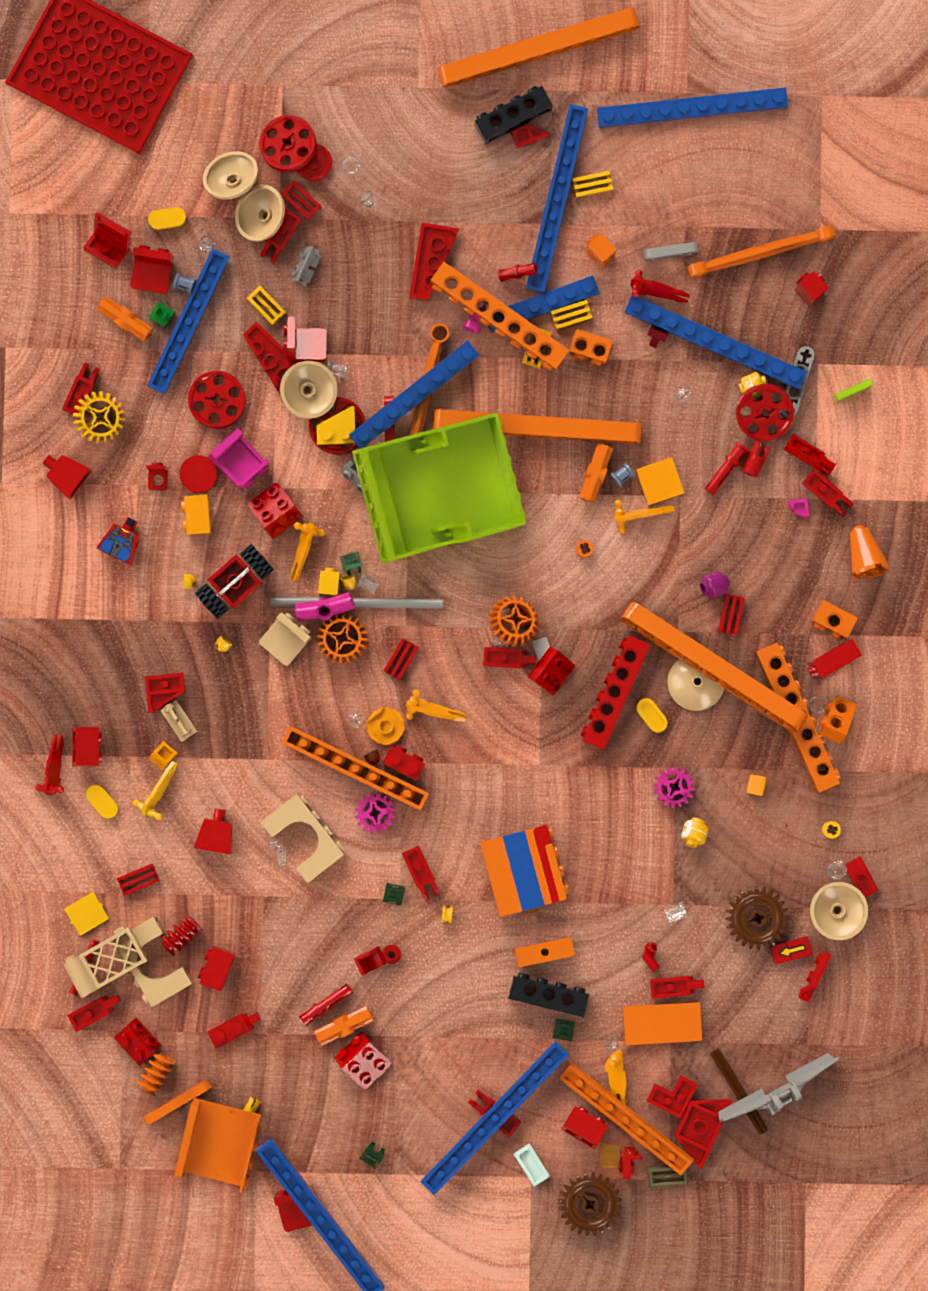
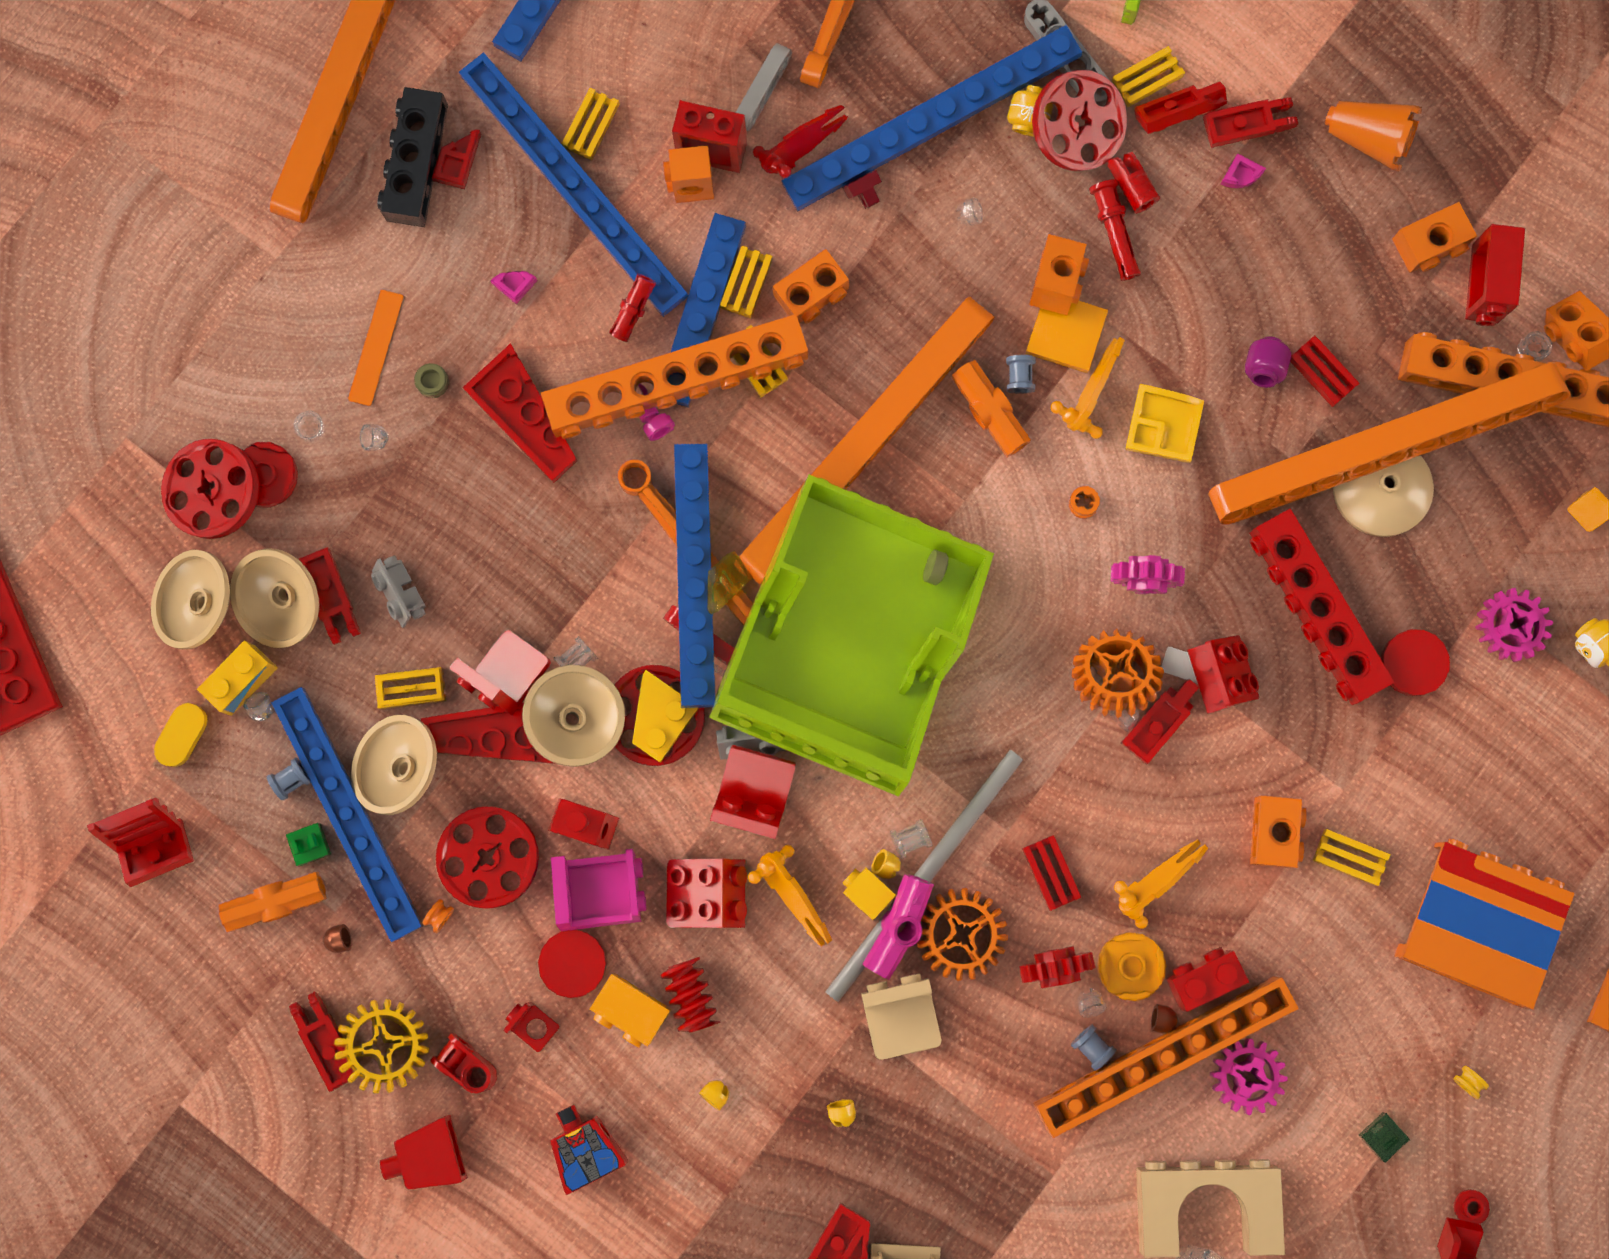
camera: 50 degrees left, 5 degrees down
(118, 456) = (462, 1063): none -> red piece
(130, 360) = (338, 939): none -> copper hinge
(151, 269) = (233, 810): red bracket -> none
(174, 397) = (438, 916): none -> orange bush
(211, 224) = (237, 678): none -> yellow brick
(223, 537) = (689, 996): none -> red piece
(226, 325) = (393, 765): none -> tan dish
(234, 581) = (766, 1029): brick -> none
(264, 431) = (583, 823): none -> red torso
(312, 211) = (331, 527): red tile -> none
(335, 497) = (753, 791): none -> bracket
(336, 734) = (1093, 1047): none -> sand blue bush
(351, 561) = (860, 839): clear green tile -> none
(359, 690) = (1057, 967): none -> red gear
(411, 166) = (375, 347): none -> orange sticker
(414, 205) = (431, 380): none -> olive tile
(420, 871) = (1378, 1074): red hinge -> none
(421, 411) = (726, 580): none -> clear yellow tile
(484, 748) = (1264, 847): none -> orange brick
(489, 208) = (514, 284): none -> dark pink tile
(499, 502) = (935, 567): none -> olive tile
(514, 805) = (1377, 867): none -> yellow tile
(569, 601) = (1147, 574): none -> dark pink gear
(623, 755) = (1416, 662): none -> red tile
(628, 252) = (722, 134): none -> red window
(649, 558) = (1164, 423): none -> yellow plate
(651, 715) = (1386, 582): yellow tile -> none
(690, 450) = (1059, 258): none -> orange brick
(829, 434) = (1171, 63): none -> yellow tile

